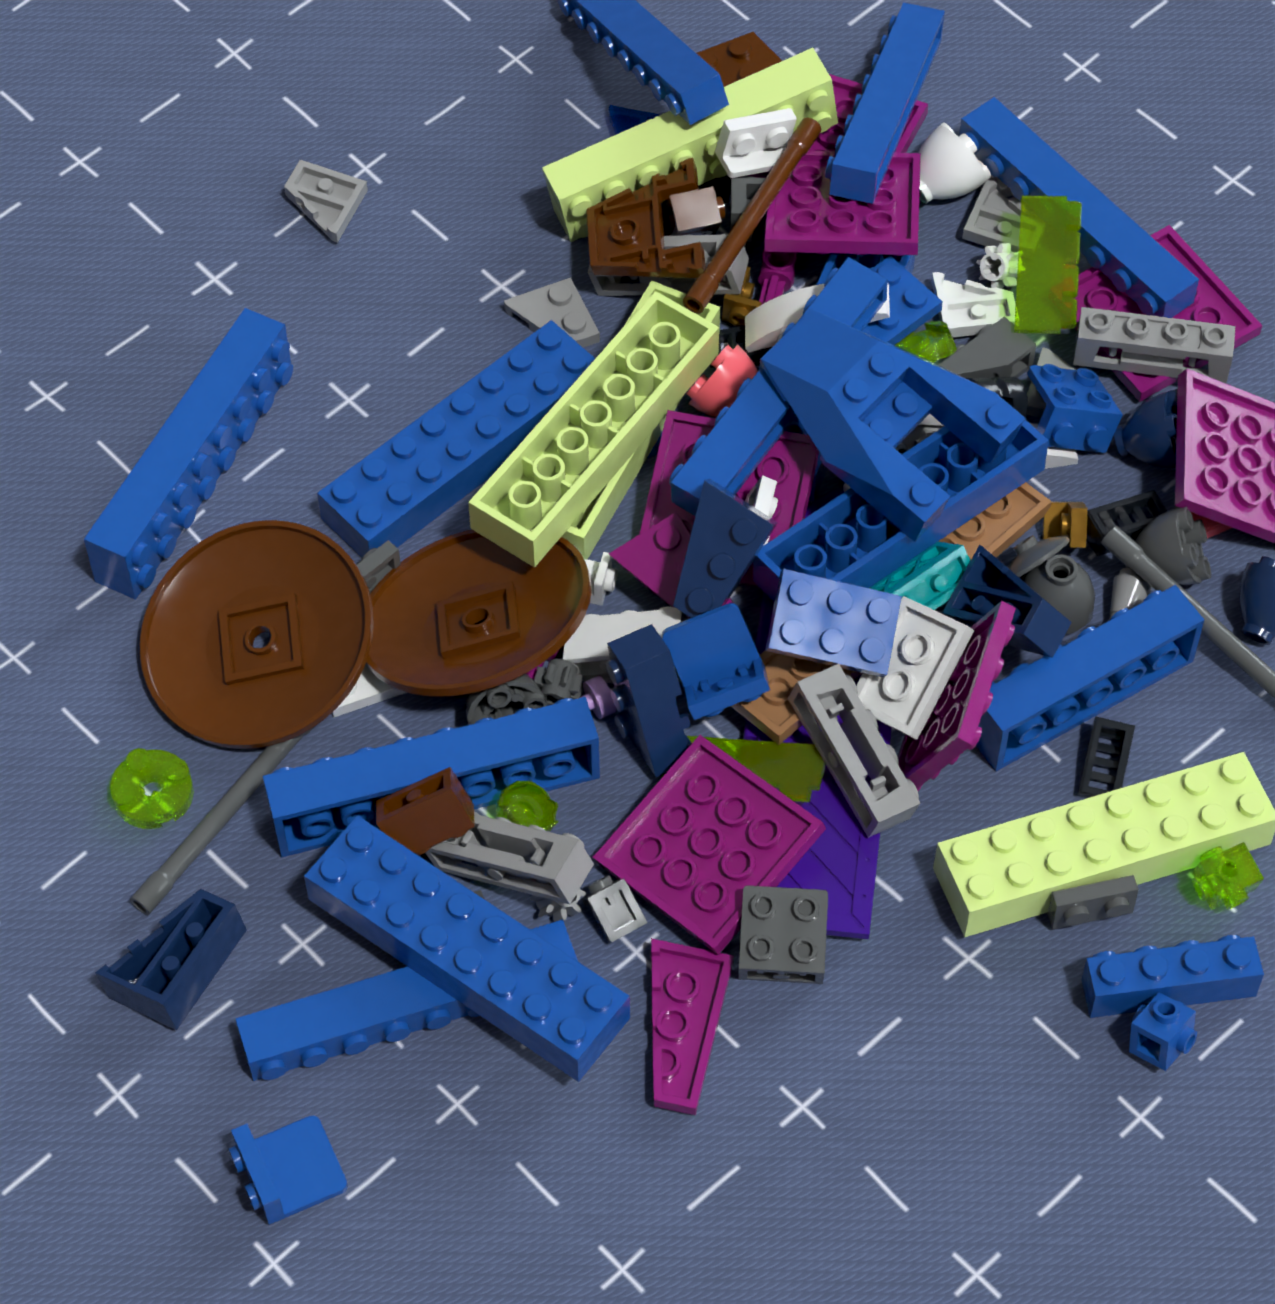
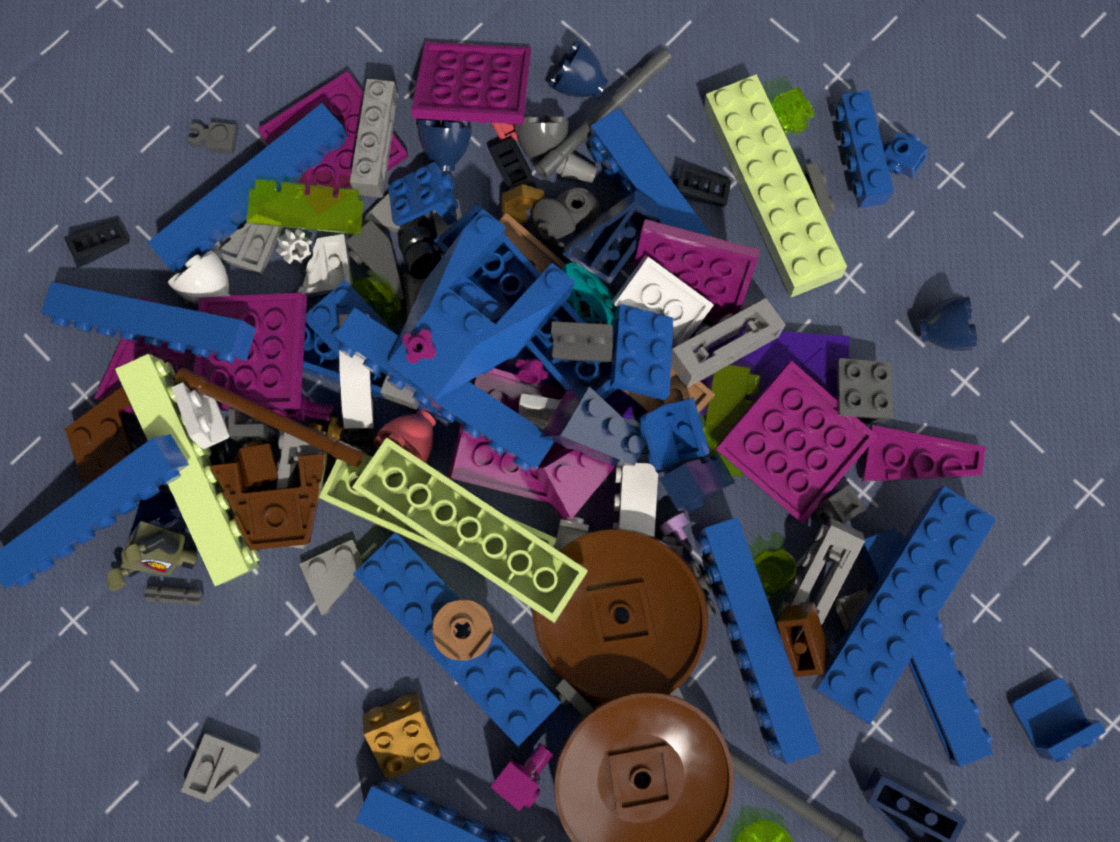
camera: 90 degrees left, 20 degrees up
(273, 491) = (520, 782): none -> magenta brick
(343, 378) = (400, 736): none -> pearl gold bracket
(469, 444) = (445, 631): none -> medium nougat plate
(538, 152) = (173, 595): none -> dark grey axle
(592, 110) = (151, 551): none -> olive torso
(811, 500) = (531, 371): none -> magenta plate
(827, 331) = (427, 350): none -> magenta plate
(842, 539) = (582, 341): none -> dark grey bracket
(885, 1076) = (949, 325): none -> dark blue piece
(1005, 39) = (82, 237): none -> black slope
(1159, 186) = (217, 138): none -> dark grey plate

